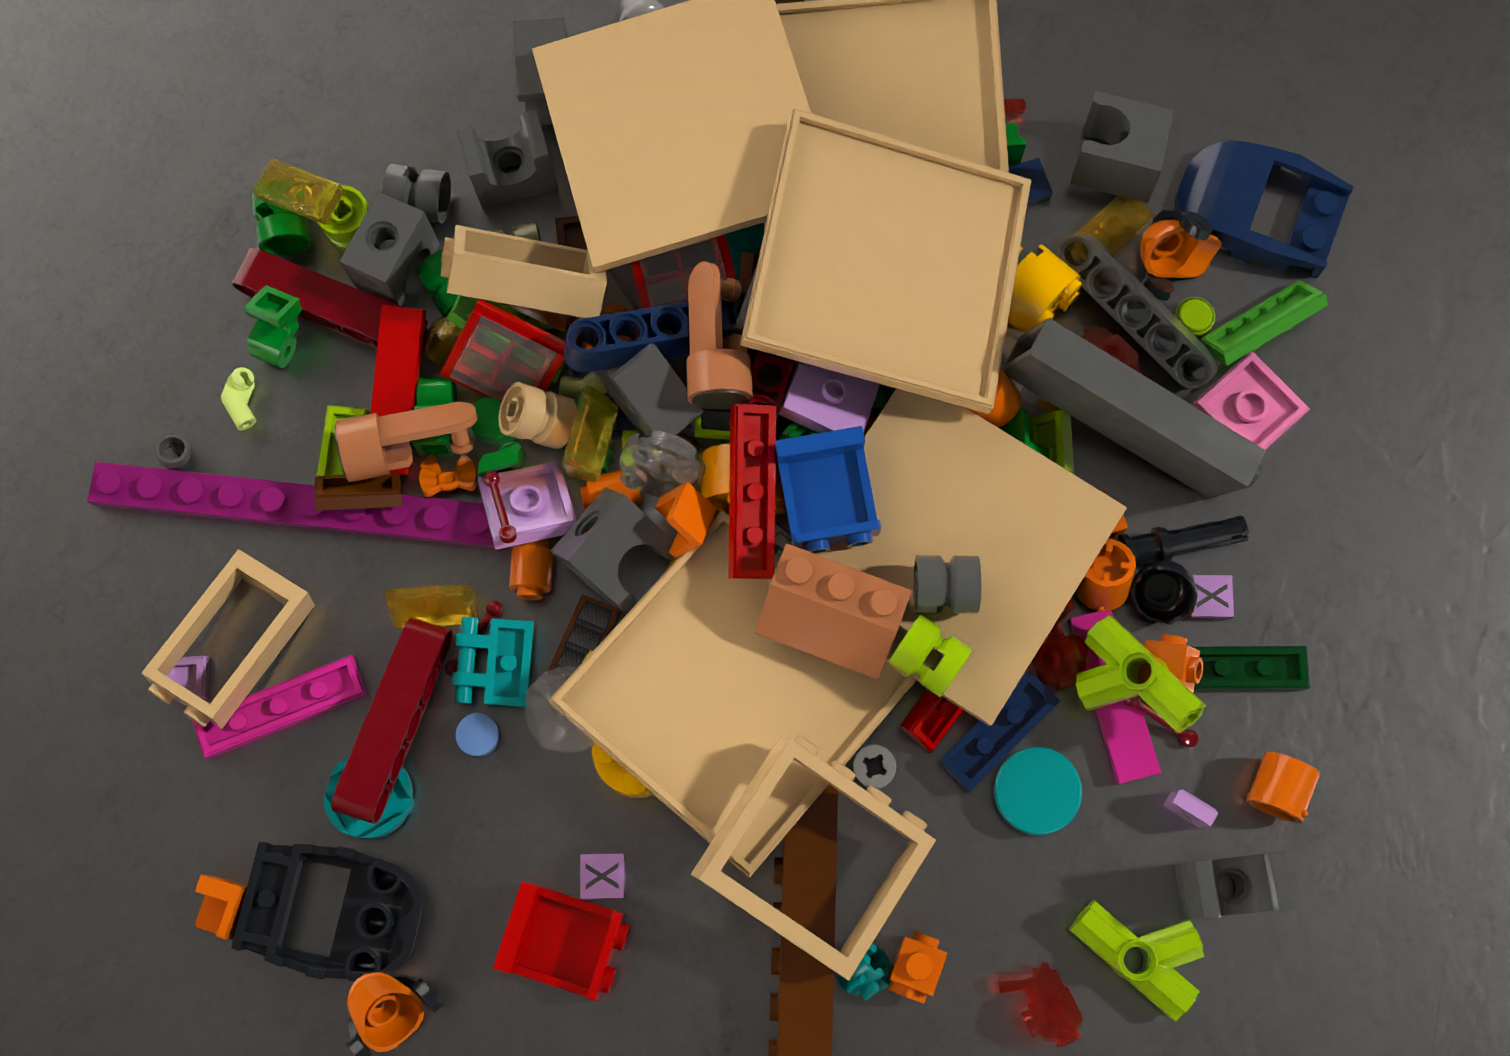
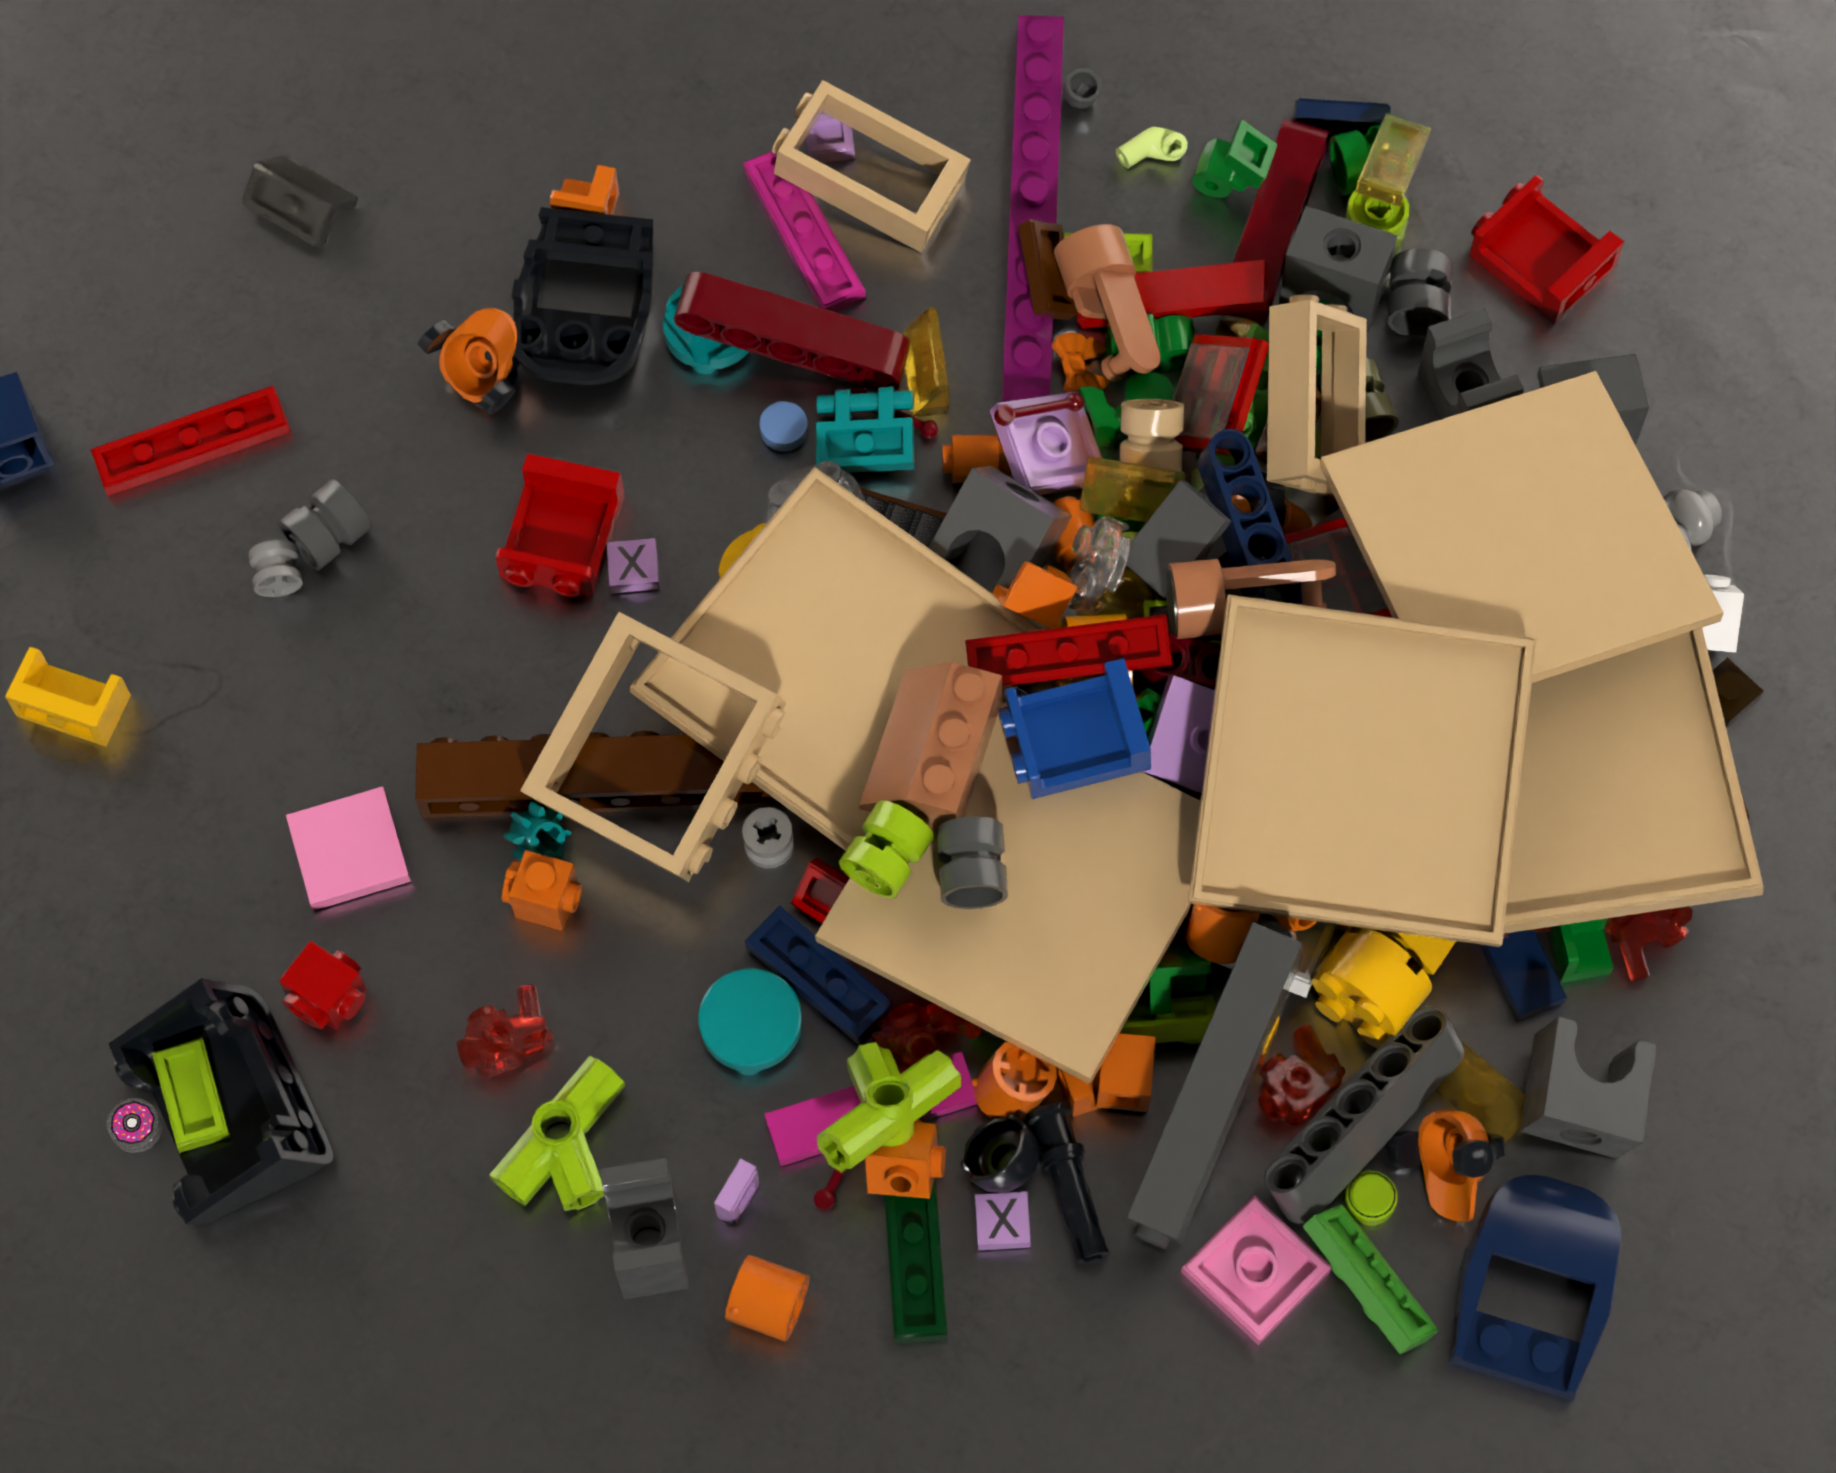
camera: 85 degrees right, 10 degrees down
(229, 238) = (1341, 110): none -> dark blue tile
(386, 97) = (1542, 251): none -> red panel
(1105, 477) = (1127, 1074): none -> orange panel

